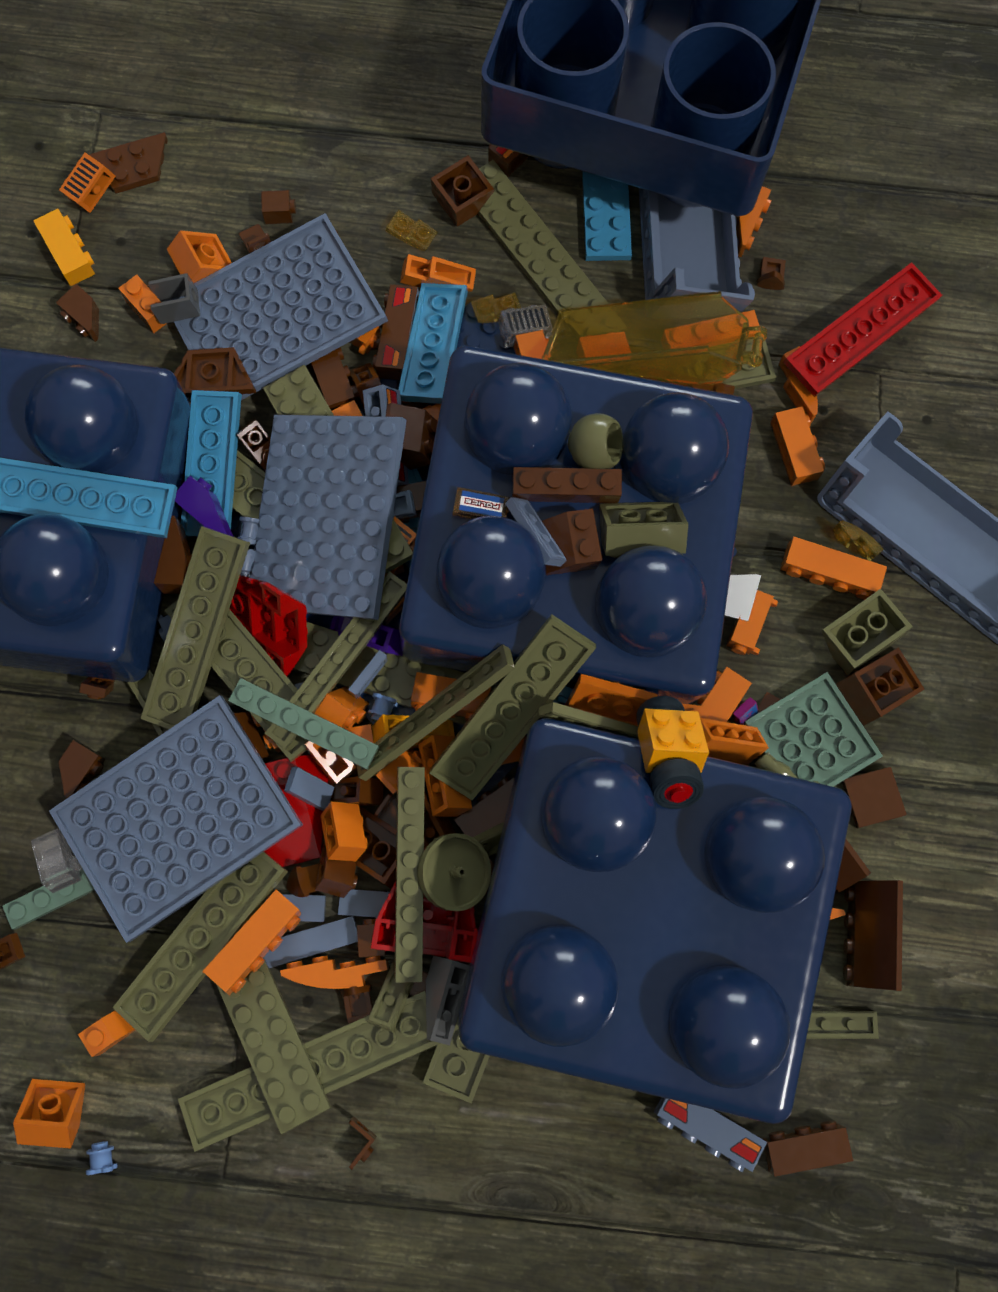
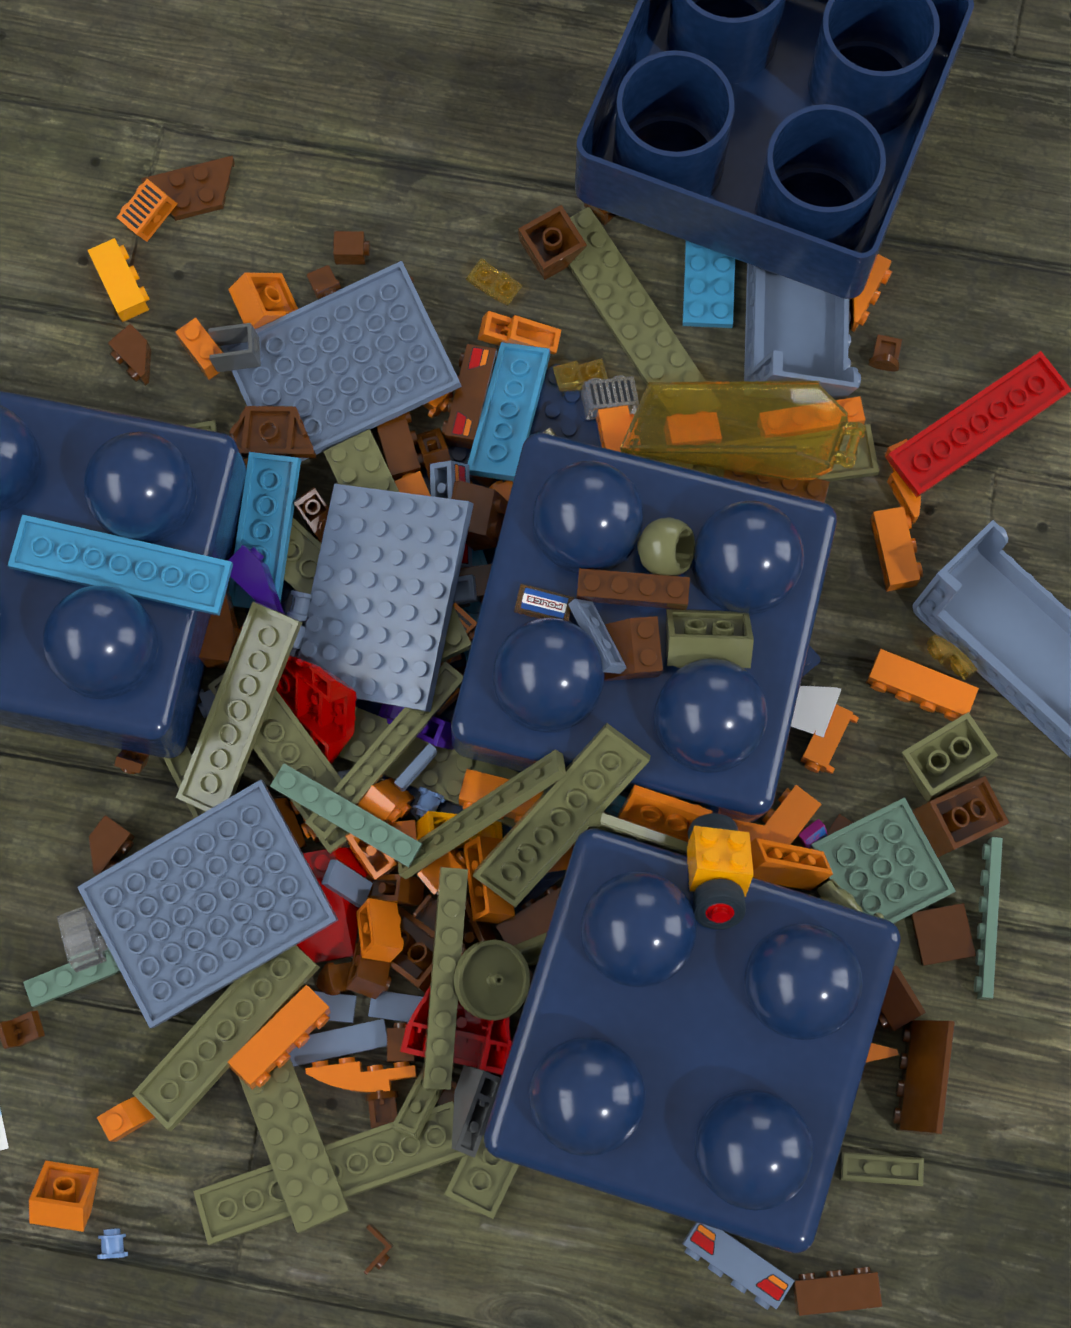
camera: 10 degrees right, 0 degrees up
(916, 788) = (987, 930): none -> sand green plate

